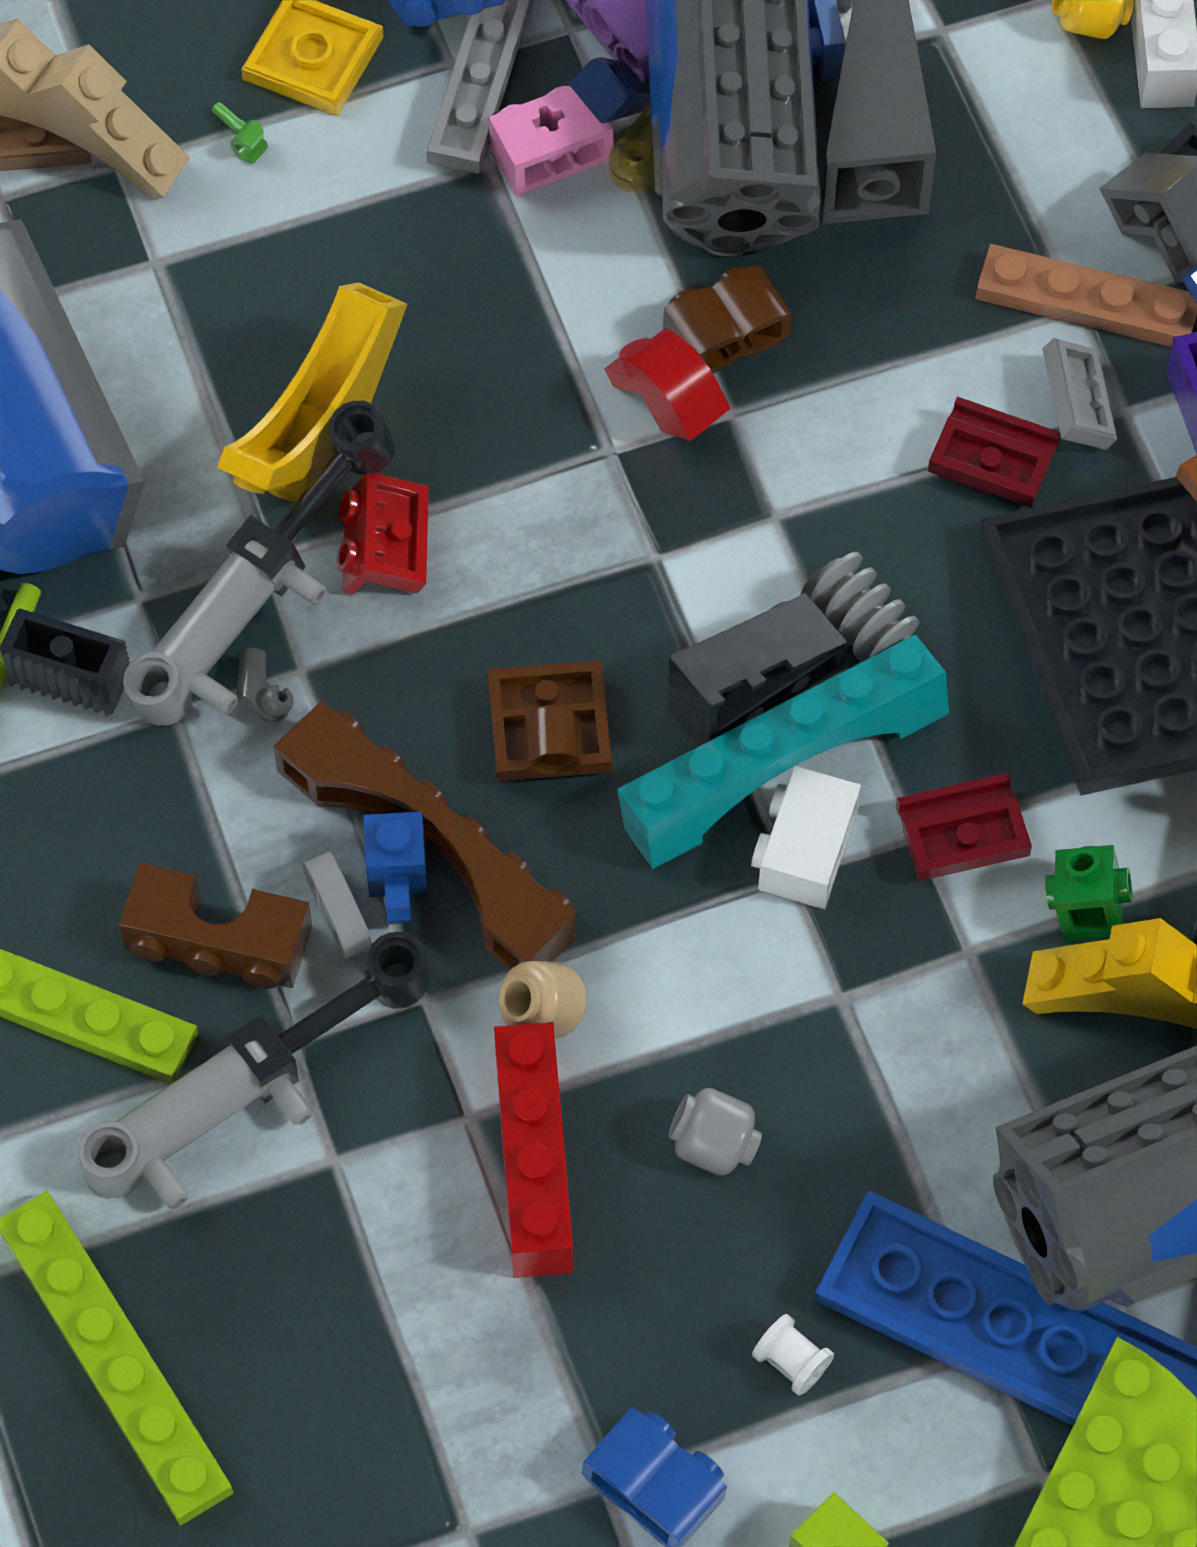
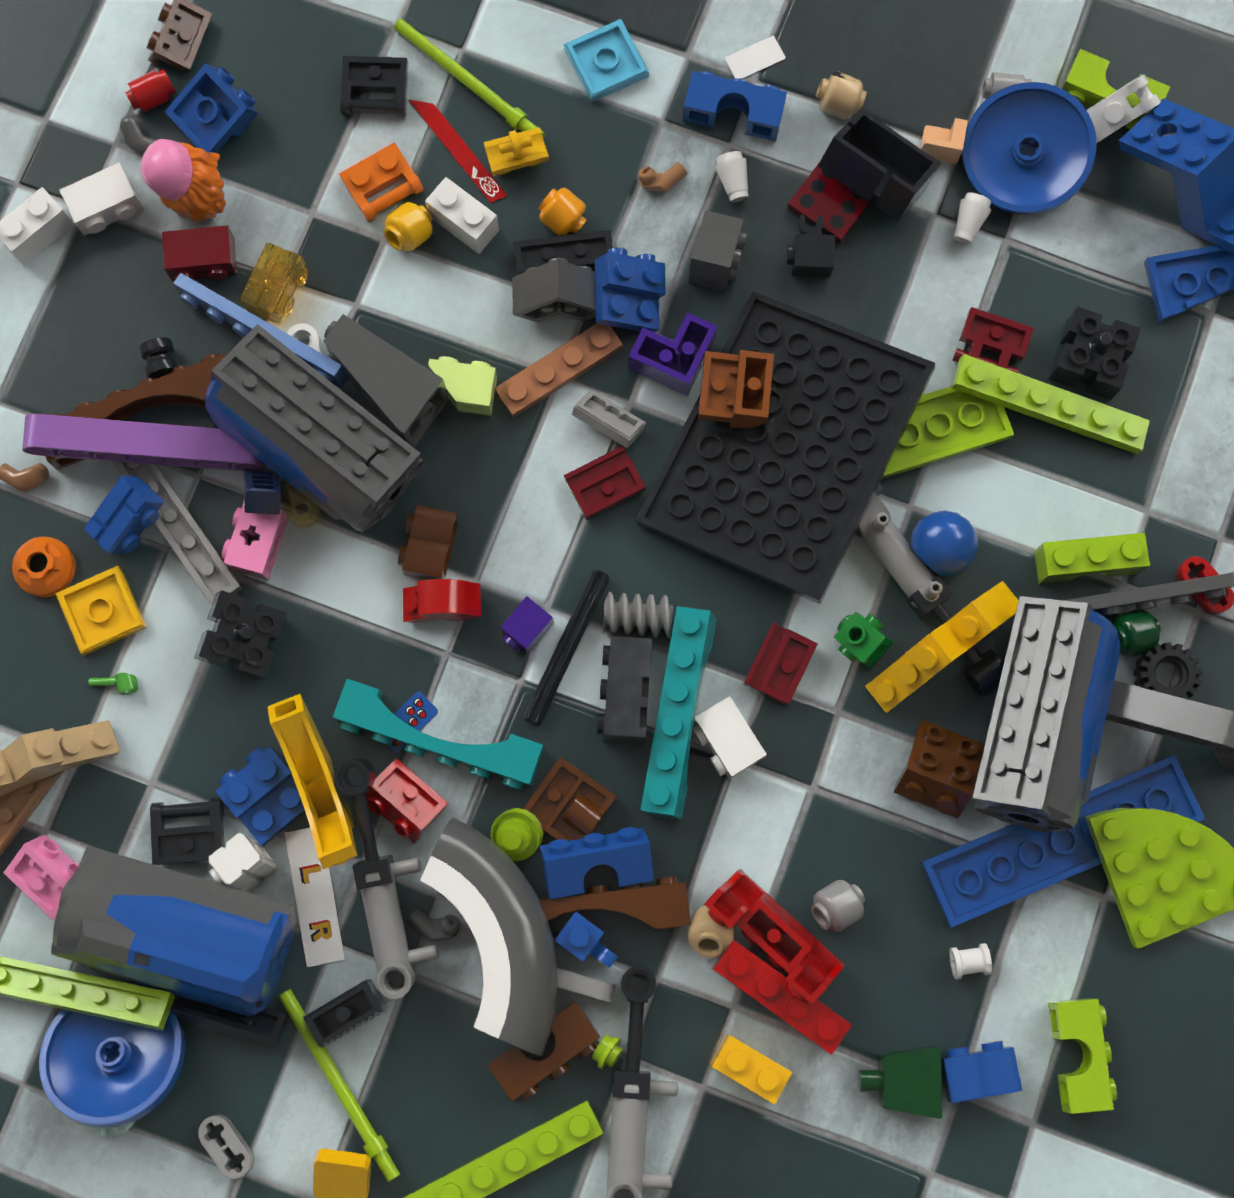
camera: 50 degrees left, 15 degrees up
(122, 349) = (186, 843): none -> black plate
(148, 405) = (241, 863): none -> white brick
(169, 543) = (314, 900): none -> white sticker
(242, 374) = (262, 794): none -> blue plate
(279, 1000) = (607, 1052): none -> lime plate
(322, 749) = (509, 933): none -> dark grey brick
(408, 1183) = (750, 1068): none -> yellow brick
(418, 201) = (240, 635): none -> black brick
(458, 687) = (517, 833): none -> lime plate
(484, 472) = (416, 713): none -> blue sticker
(545, 609) = (512, 759): none -> teal arch
(547, 822) = (568, 861): none -> blue arch
(563, 1393) = (907, 1081): none -> dark green torso
(605, 1118) = (778, 933): none -> red bracket
(727, 501) = (526, 626): none -> dark purple brick
(742, 570) = (566, 647): none -> black axle
(964, 210) = (468, 385): none -> yellowish green slope
(984, 1097) = (941, 769): none -> reddish brown bracket

